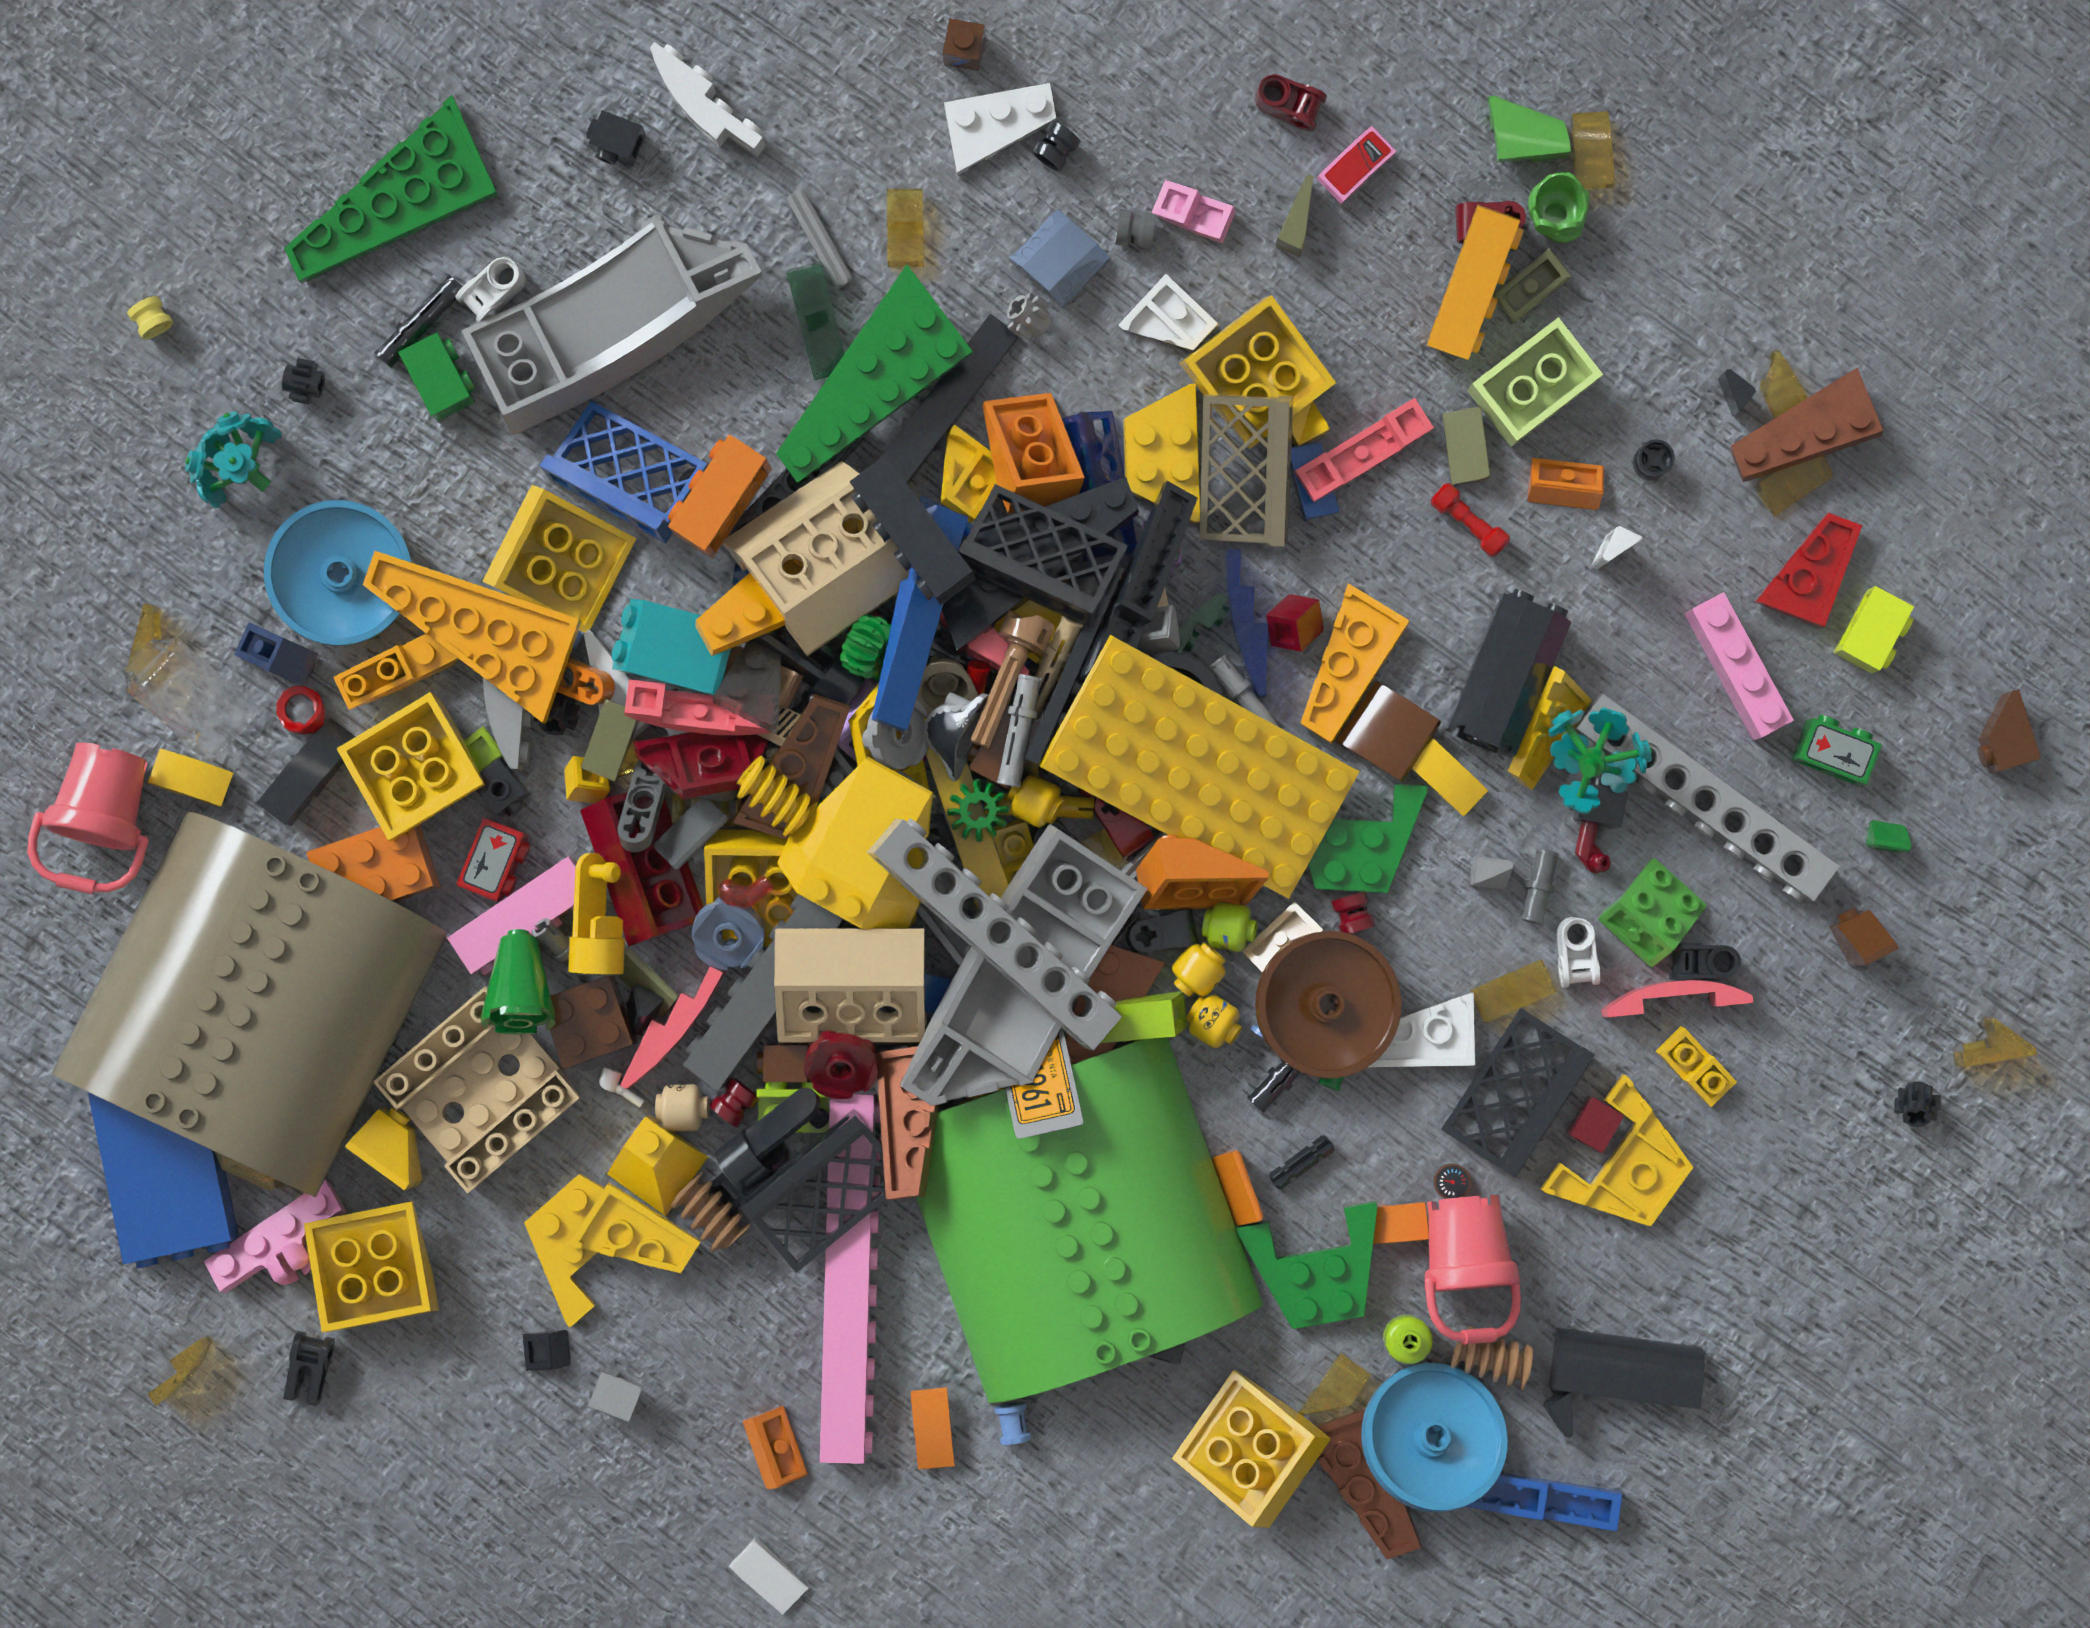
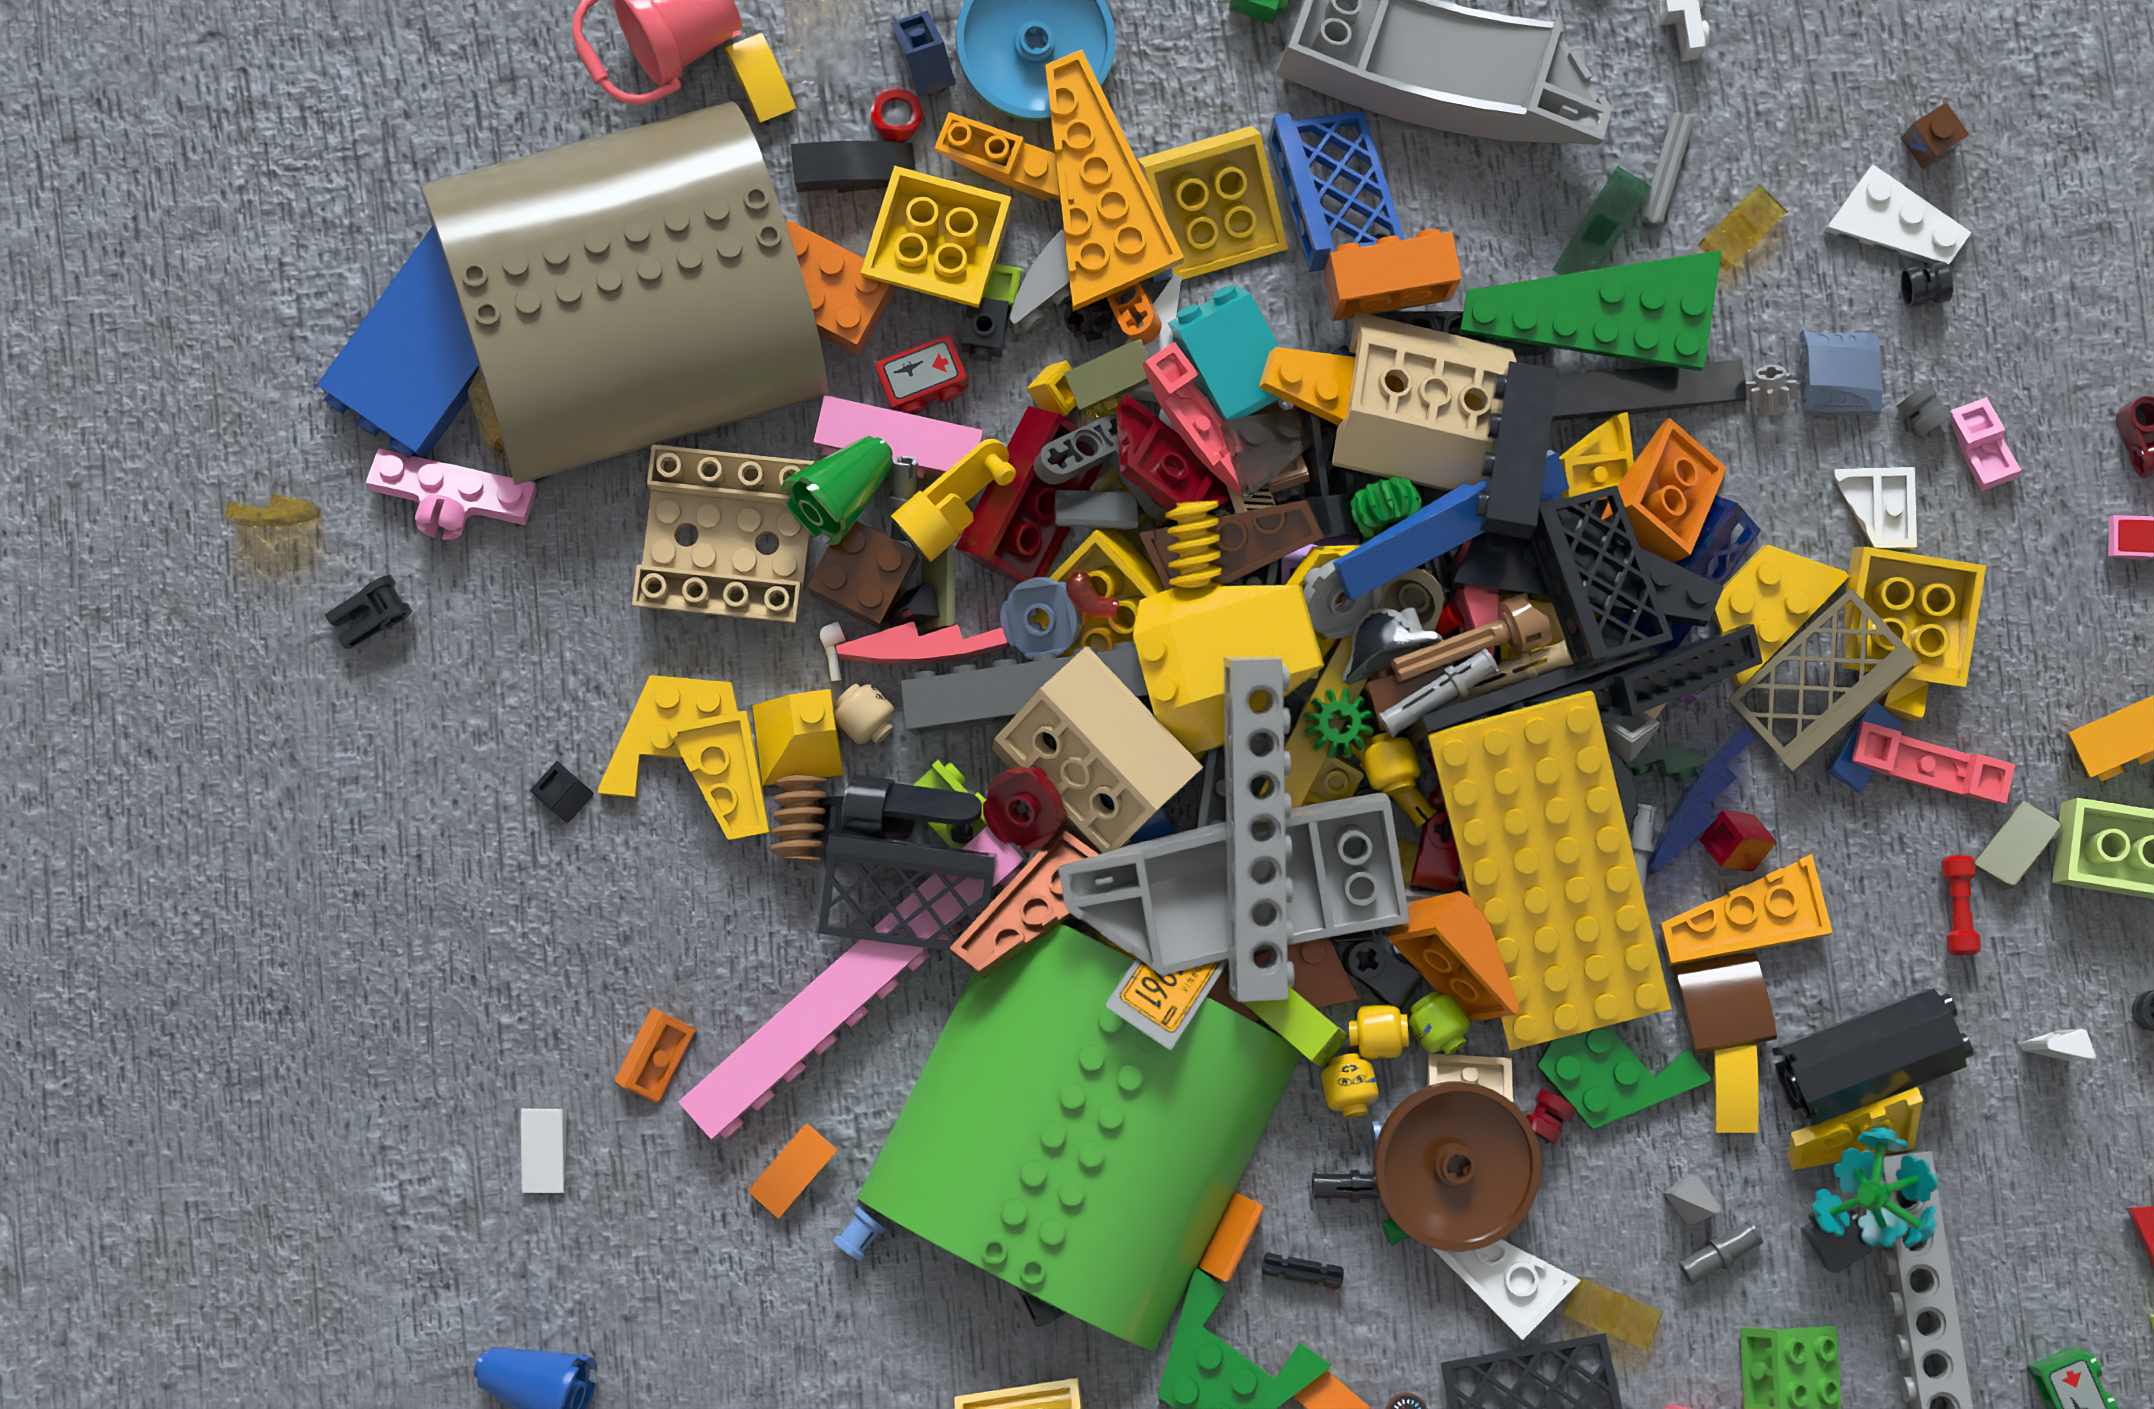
camera: 40 degrees right, 5 degrees down
(370, 1267) = (497, 584): yellow slope -> none
(389, 1147) = (611, 508): yellow slope -> none
(615, 1395) = (577, 881): light grey panel -> none
(733, 1103) = (909, 752): dark red wheel -> none
(782, 1063) = (978, 761): reddish brown brick -> none
(1294, 228) = (2048, 538): olive slope -> none
(1566, 483) = (2066, 957): orange slope -> none
(1577, 955) = (1695, 1340): white piece -> none
(1588, 851) = (1788, 1264): dark red arm -> none
(1738, 666) = (2063, 1245): bright pink brick -> none

